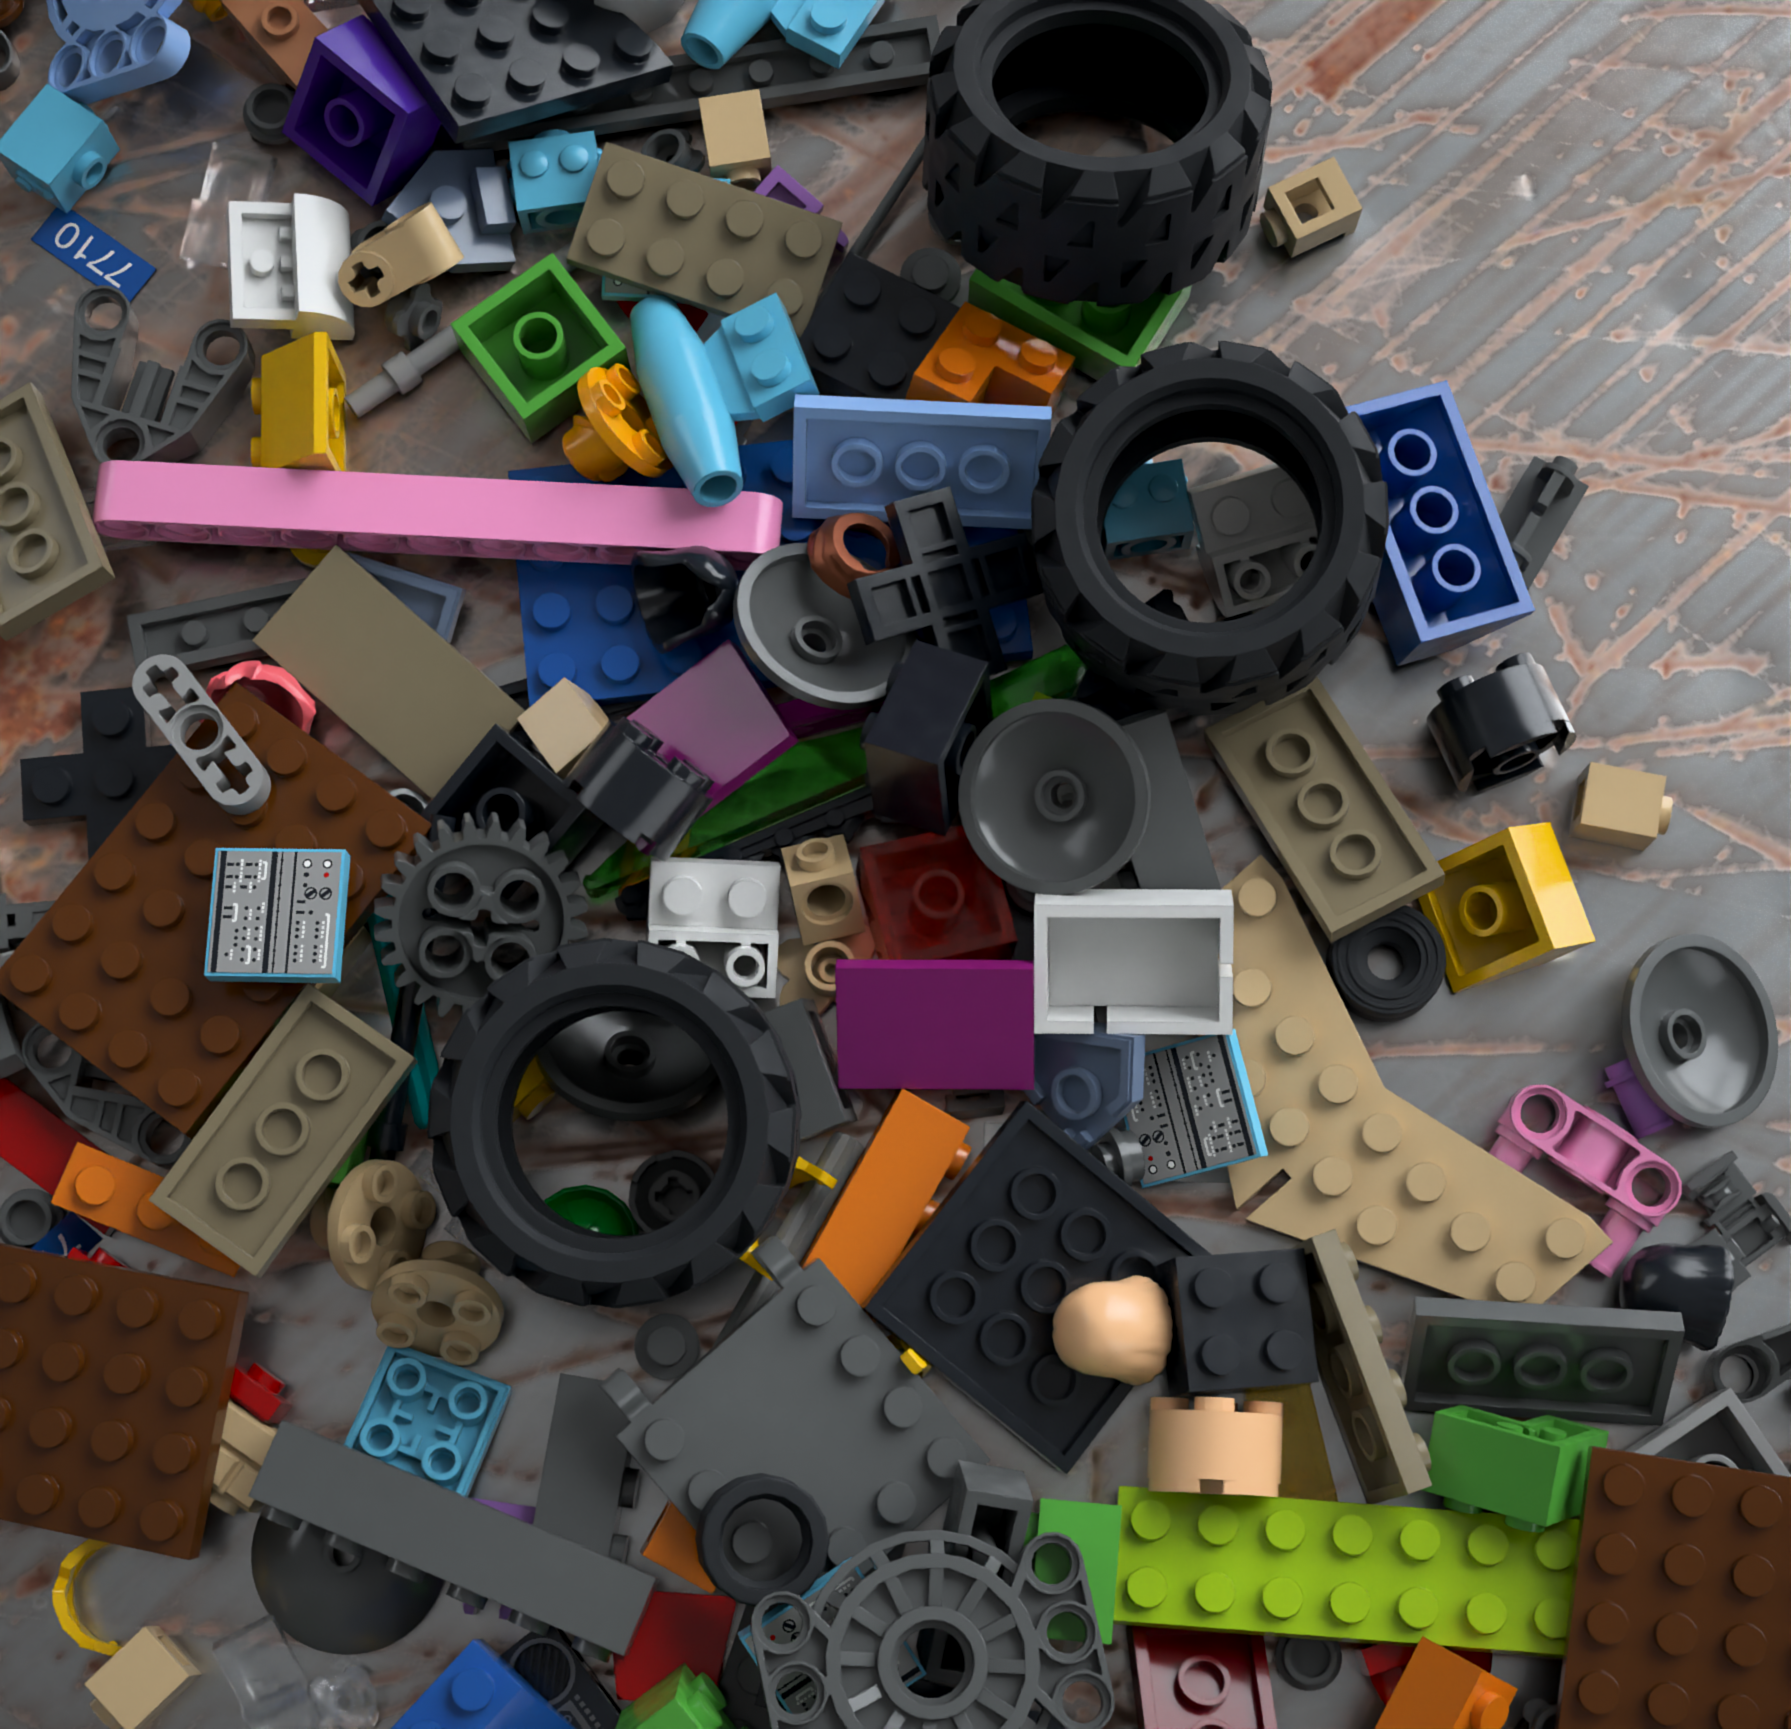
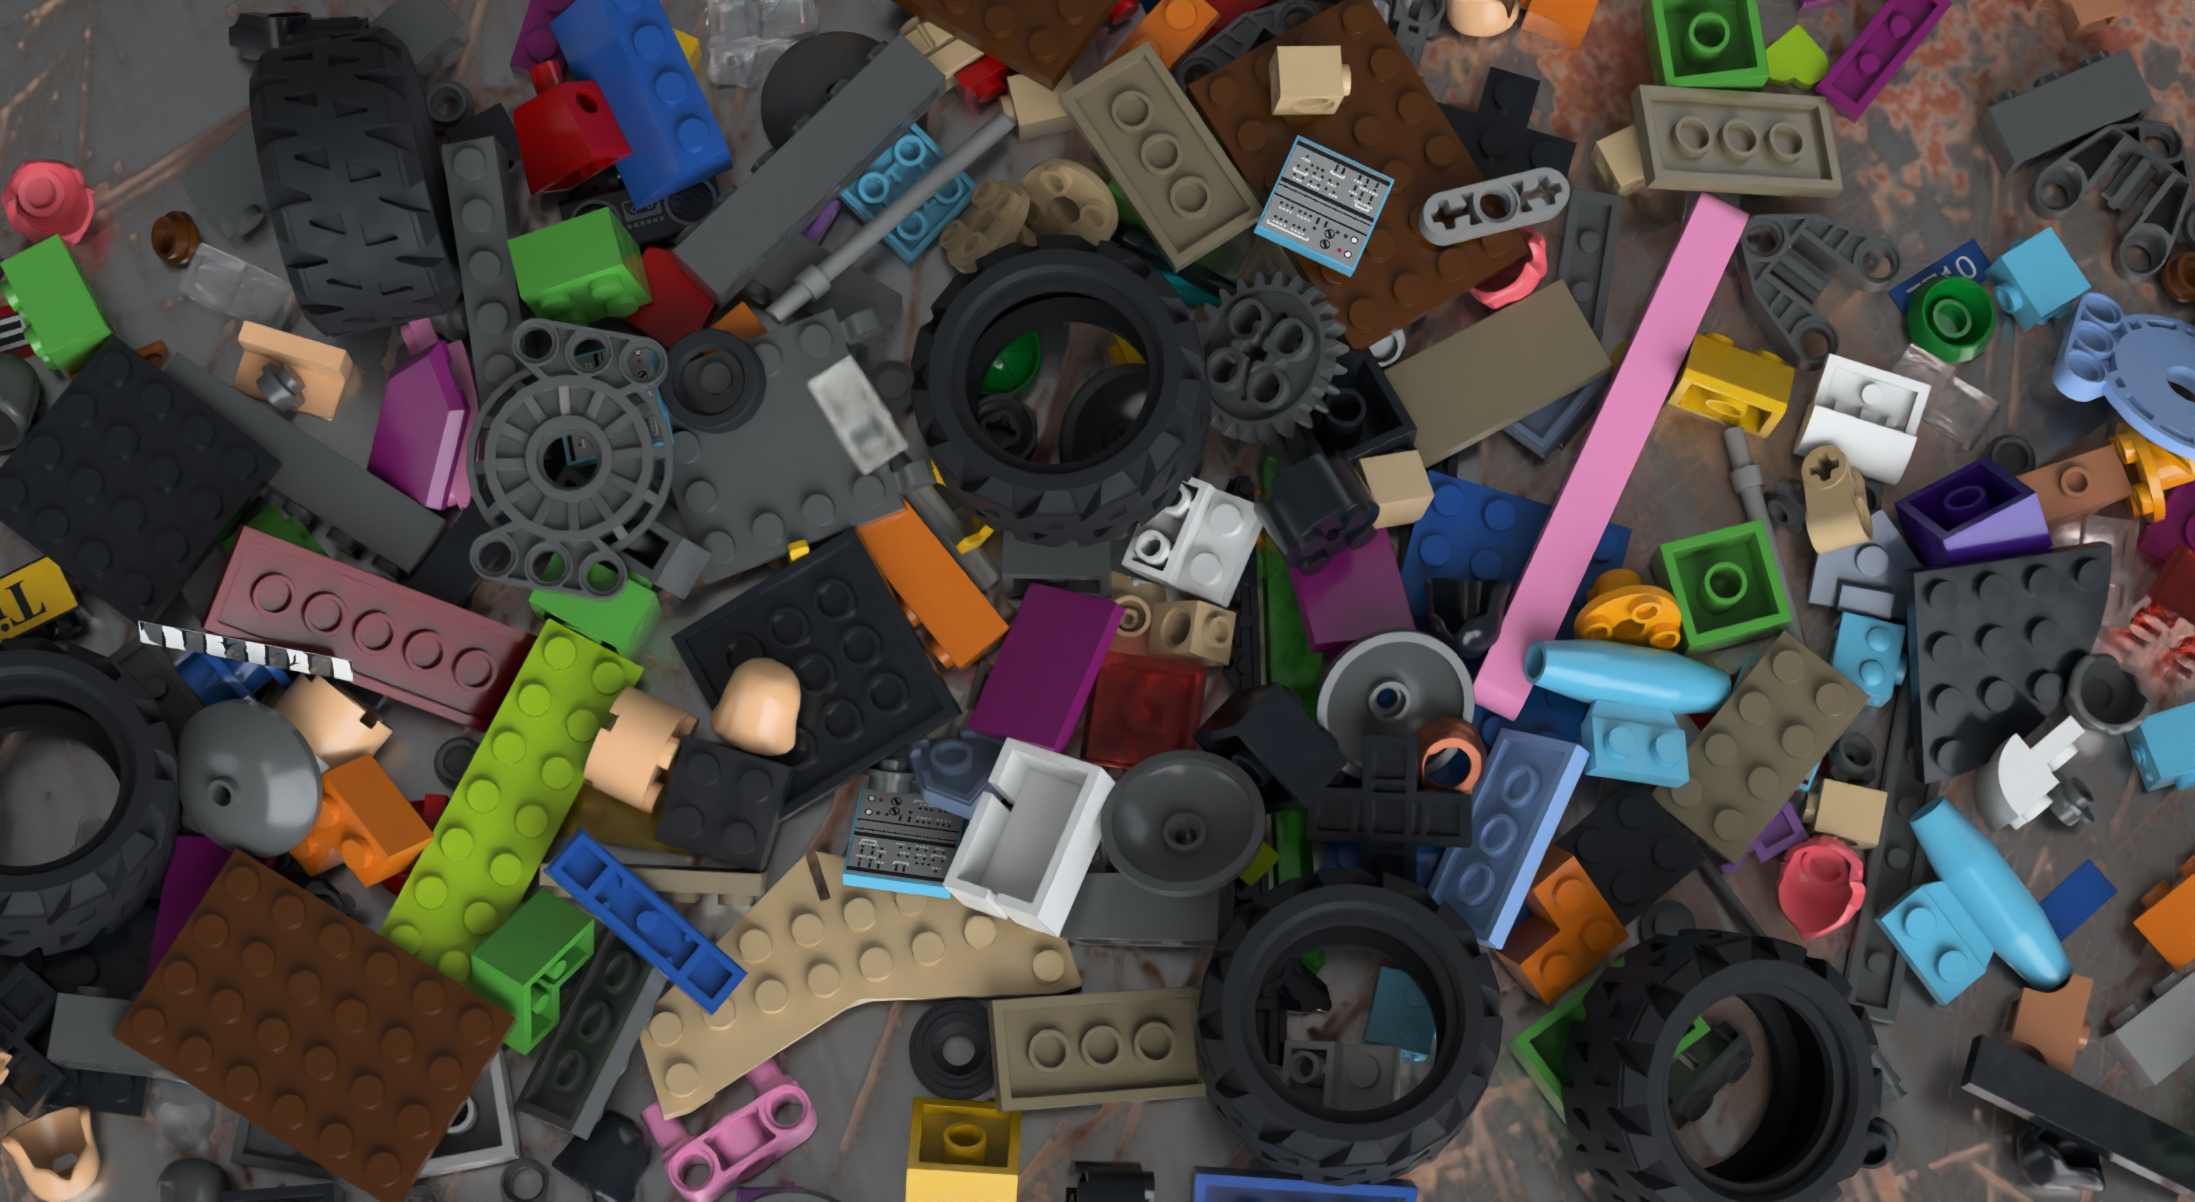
camera: 105 degrees right, 0 degrees up
(85, 632) = (1619, 162): none -> tan brick
(130, 992) = (1308, 80): none -> tan brick
(132, 225) = (1951, 318): none -> green hat
(271, 1316) = (1035, 108): none -> tan brick
(586, 1477) = (815, 280): none -> light grey bar
(733, 1352) = (857, 414): none -> clear slope
(826, 135) = (1819, 885): none -> coral hair
(1422, 1346) = (645, 921): none -> blue plate

